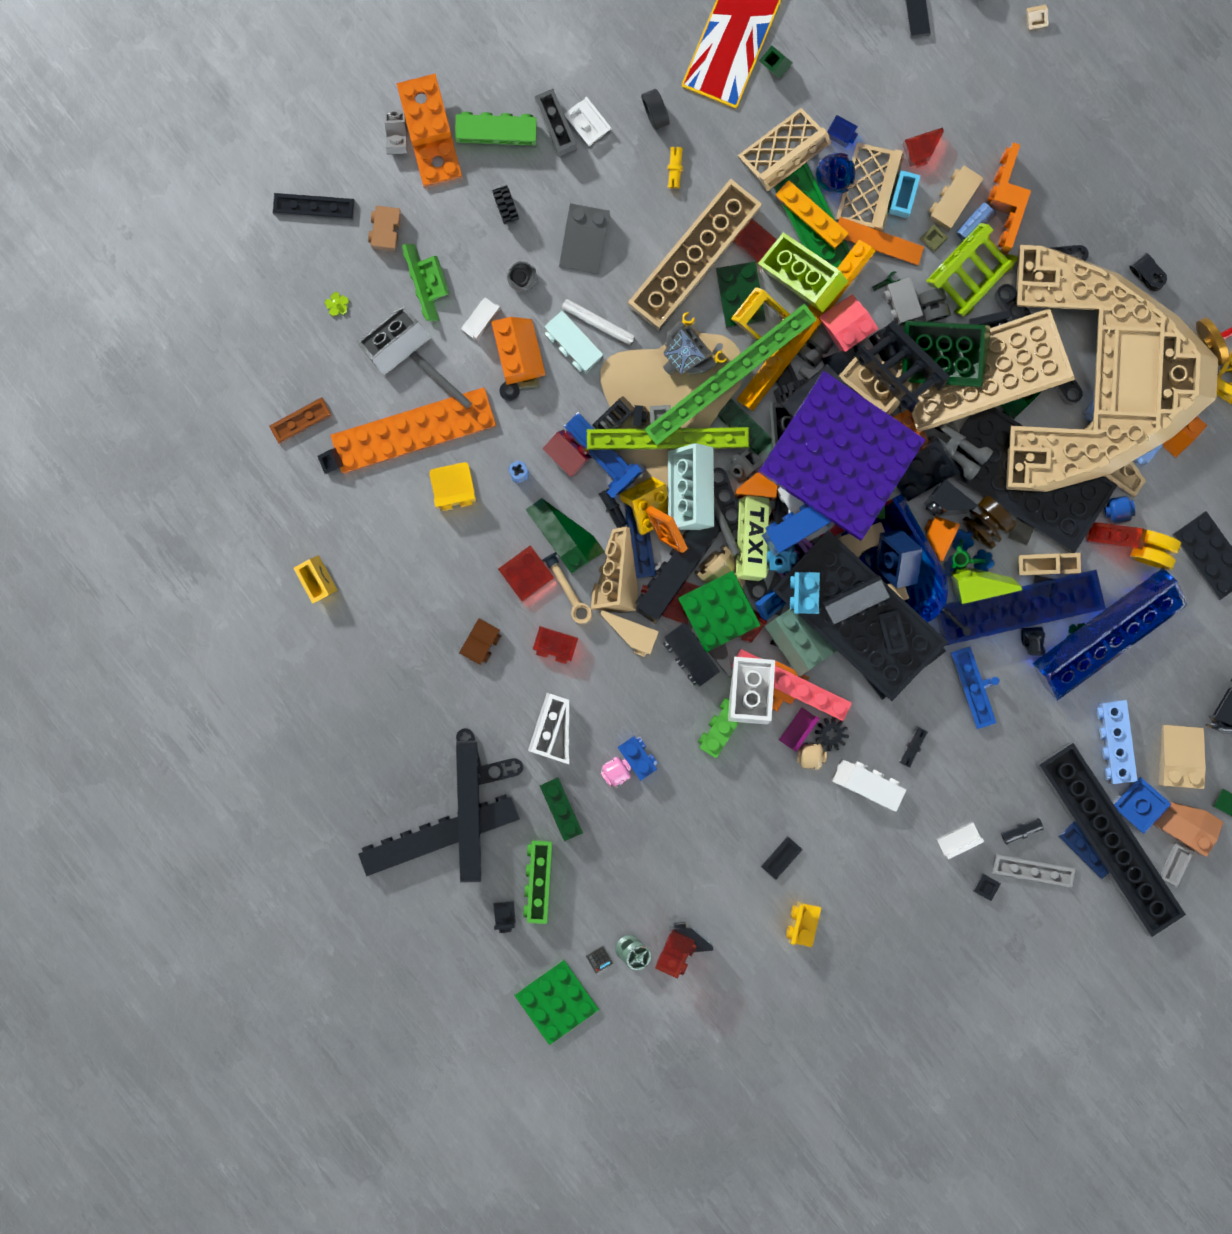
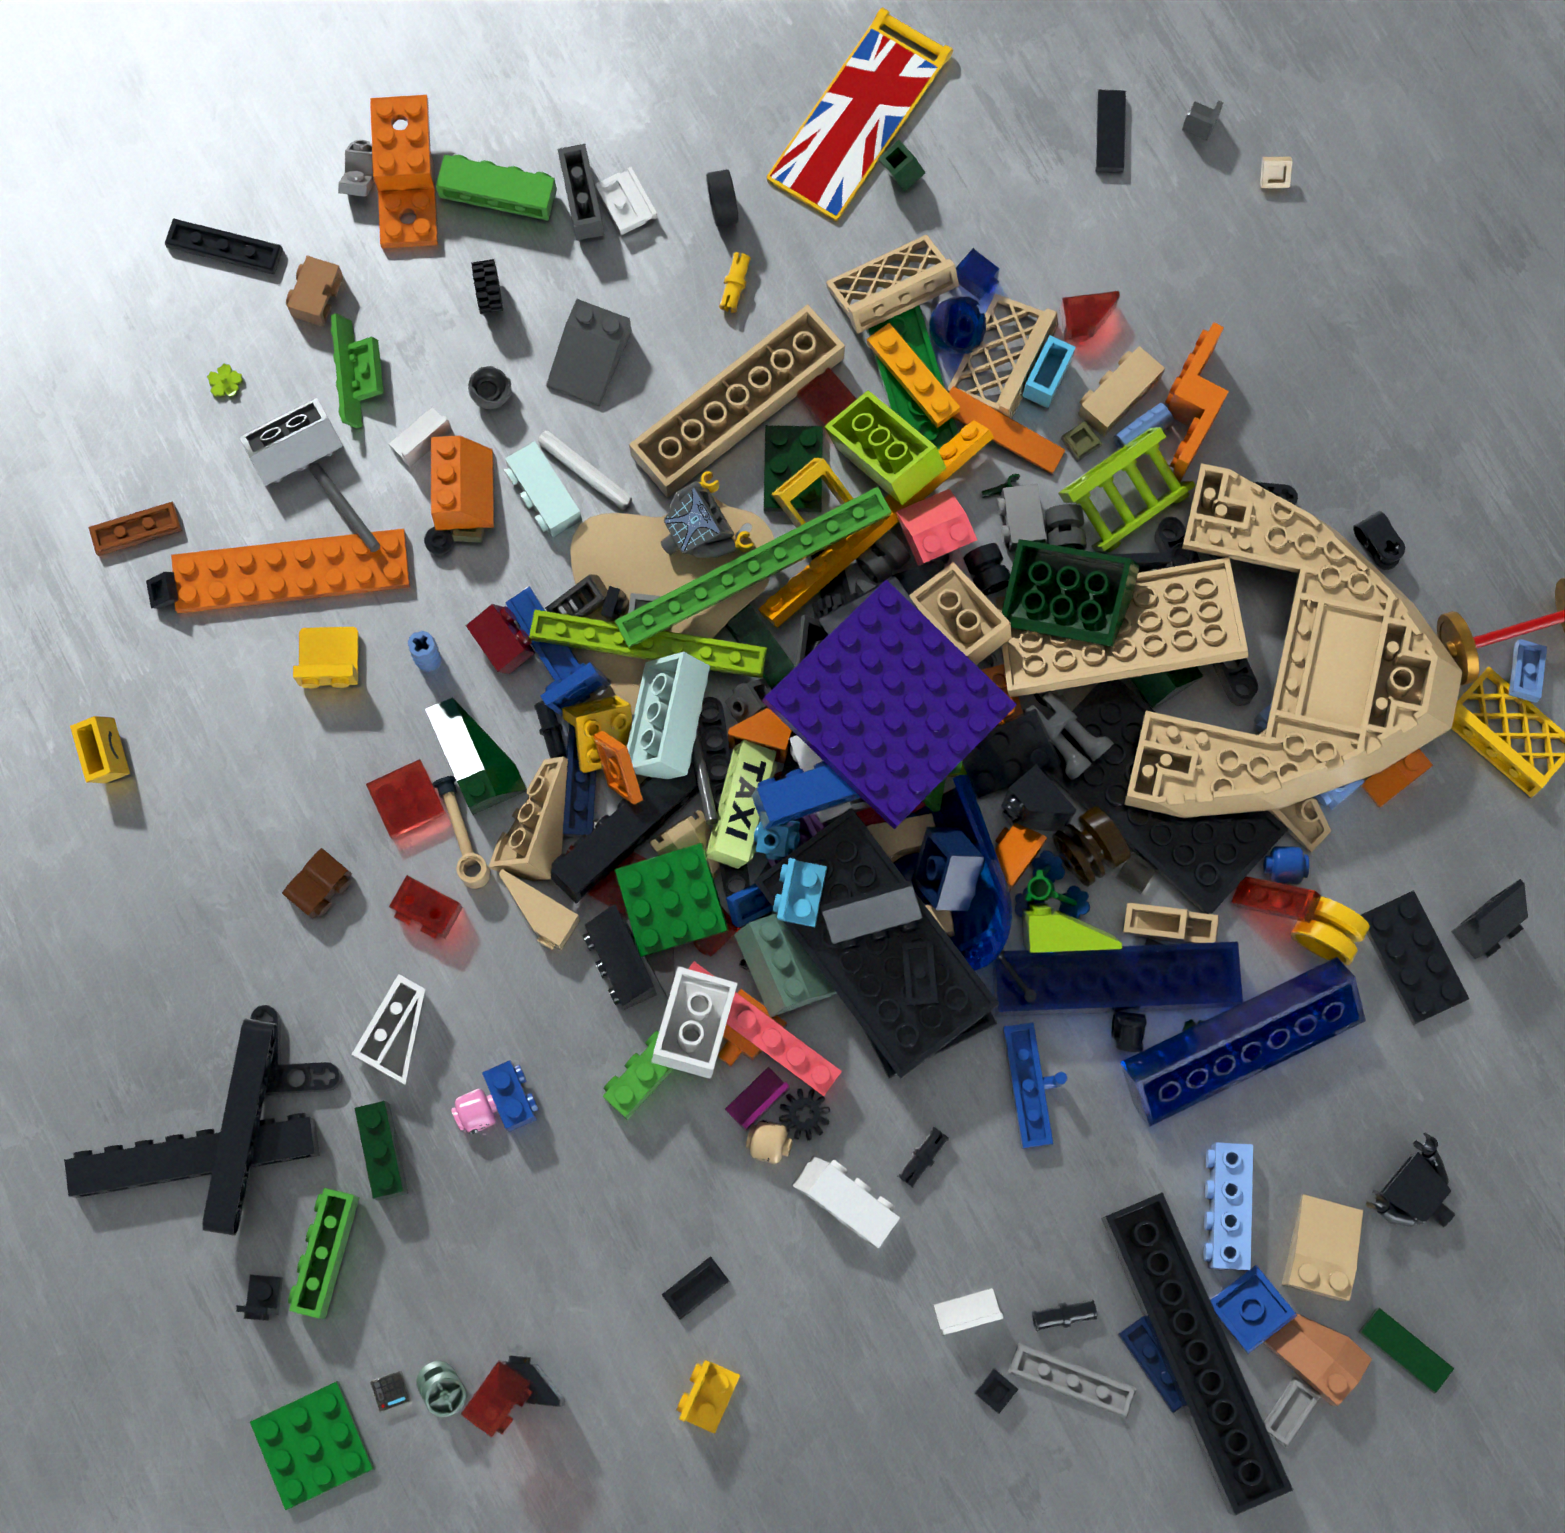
camera: 10 degrees right, 10 degrees down
(914, 354) = (1022, 584): black fence -> none

